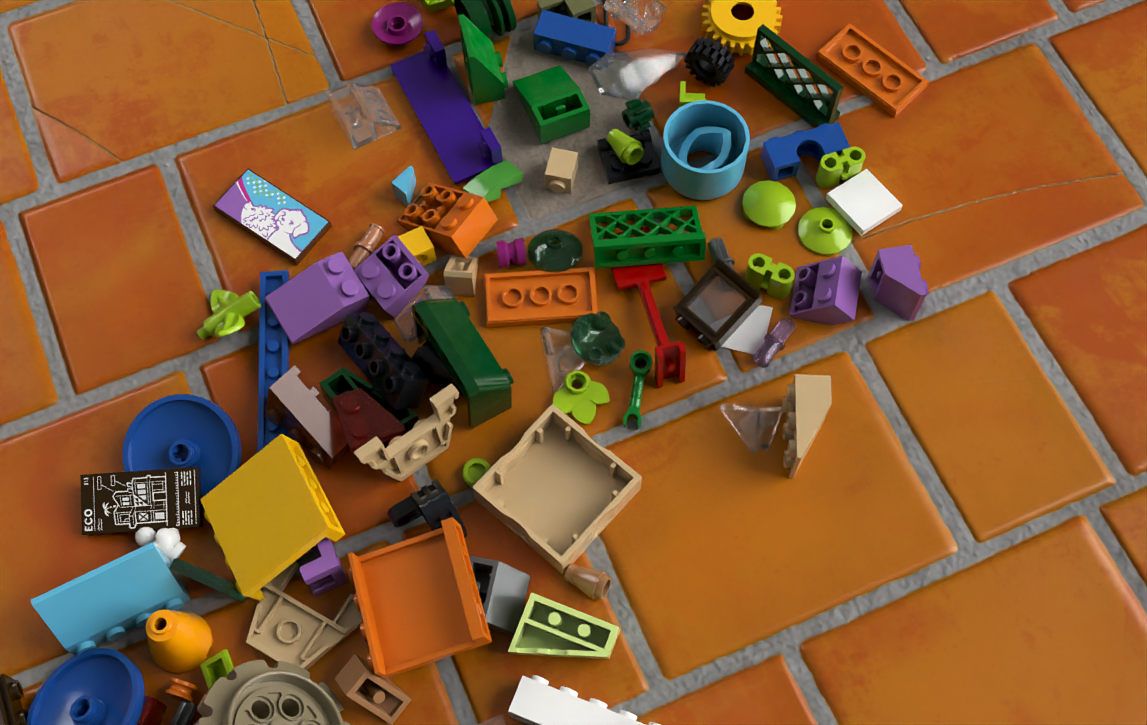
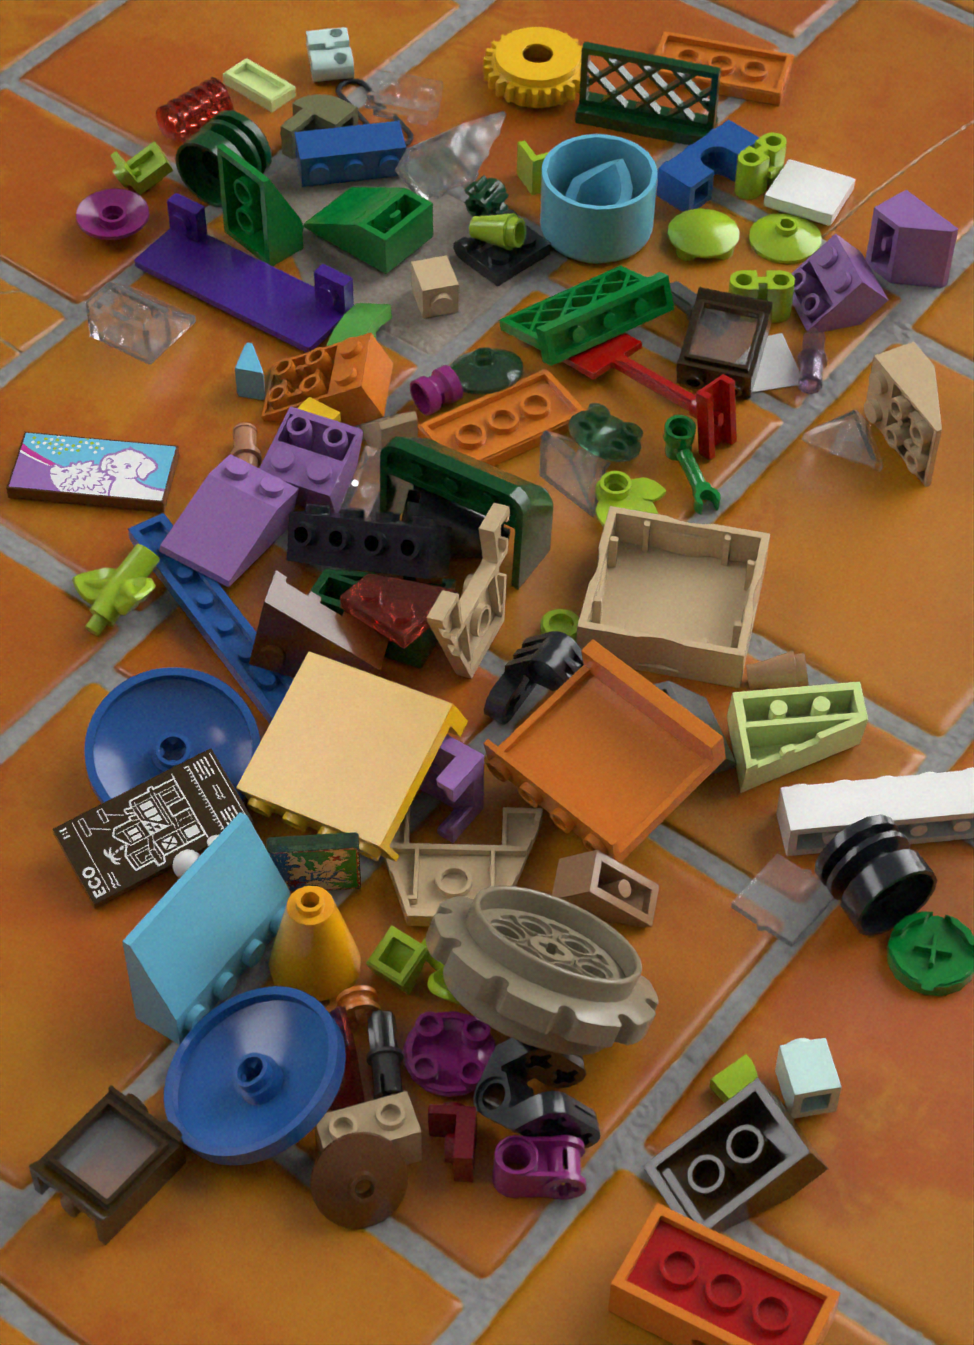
camera: 30 degrees left, 15 degrees down
(709, 61) = (535, 100): black tyre -> none

